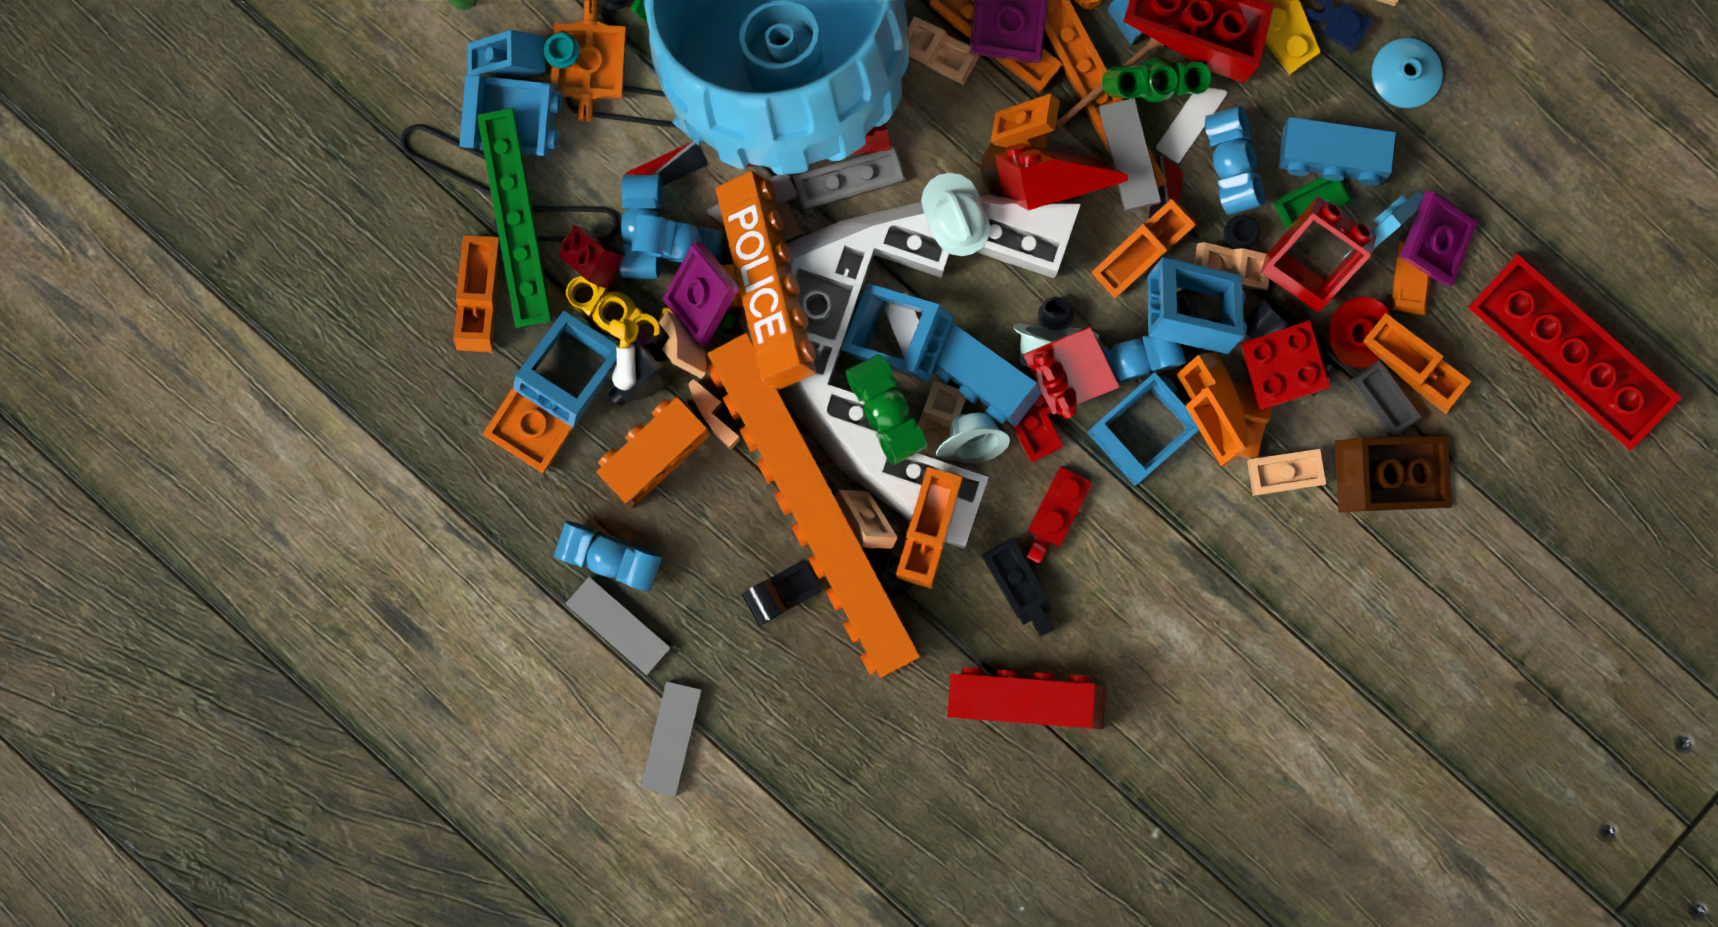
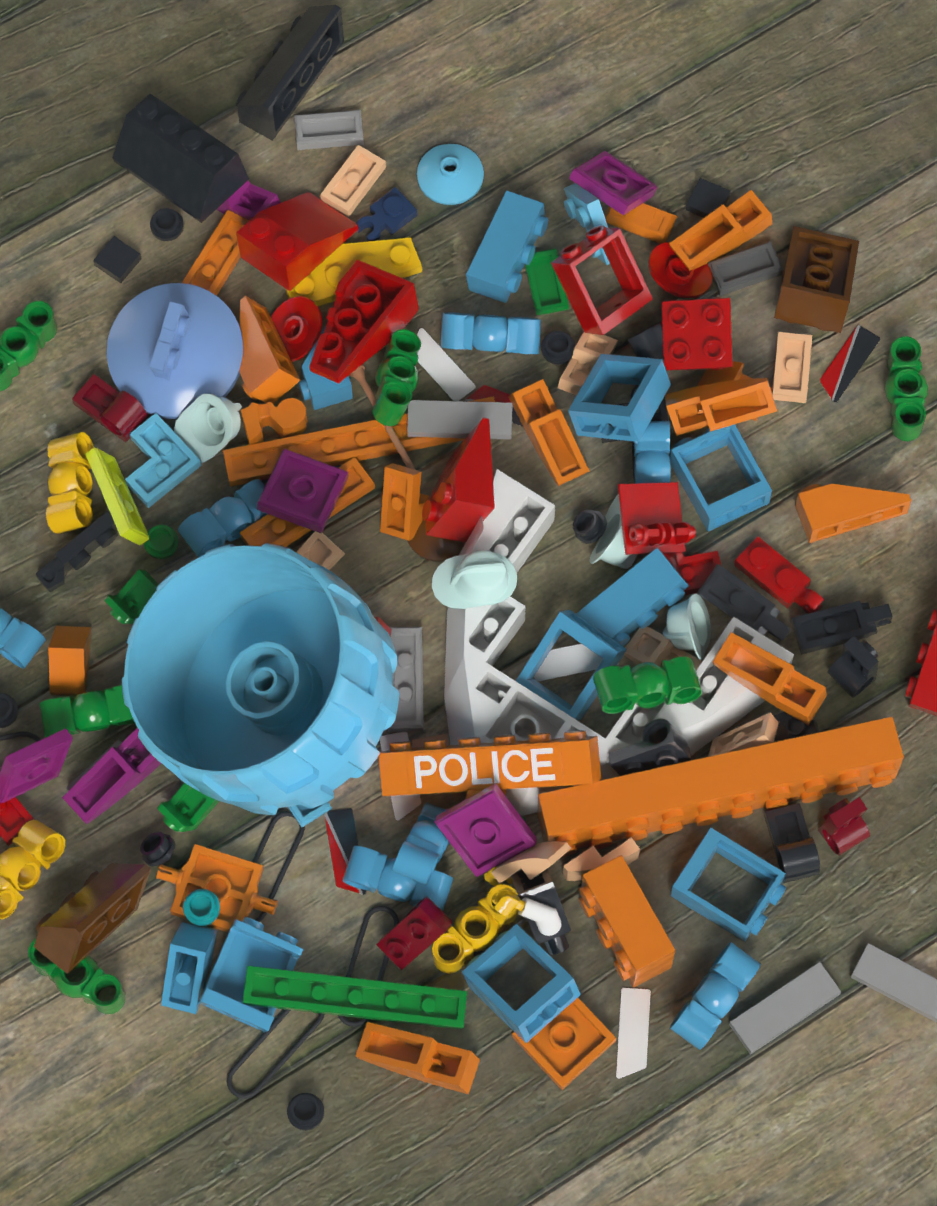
camera: 70 degrees left, 15 degrees down
(400, 205) = (305, 1111): none -> black plate
(559, 488) = (633, 1031): none -> white sticker
(730, 506) = (717, 843): none -> dark azure window
(808, 639) = (844, 825): none -> dark red plate
(827, 438) = (659, 748): none -> black plate
(974, 611) = (855, 667): none -> black plate
(1012, 484) = (742, 602): none -> black hinge
(1143, 557) = (843, 508): none -> orange slope
(1312, 529) = (848, 362): none -> sticker
(1312, 593) = (907, 374): none -> green piece
(1453, 341) = (707, 198): none -> black tile
(1574, 352) = (744, 104): red arch -> none

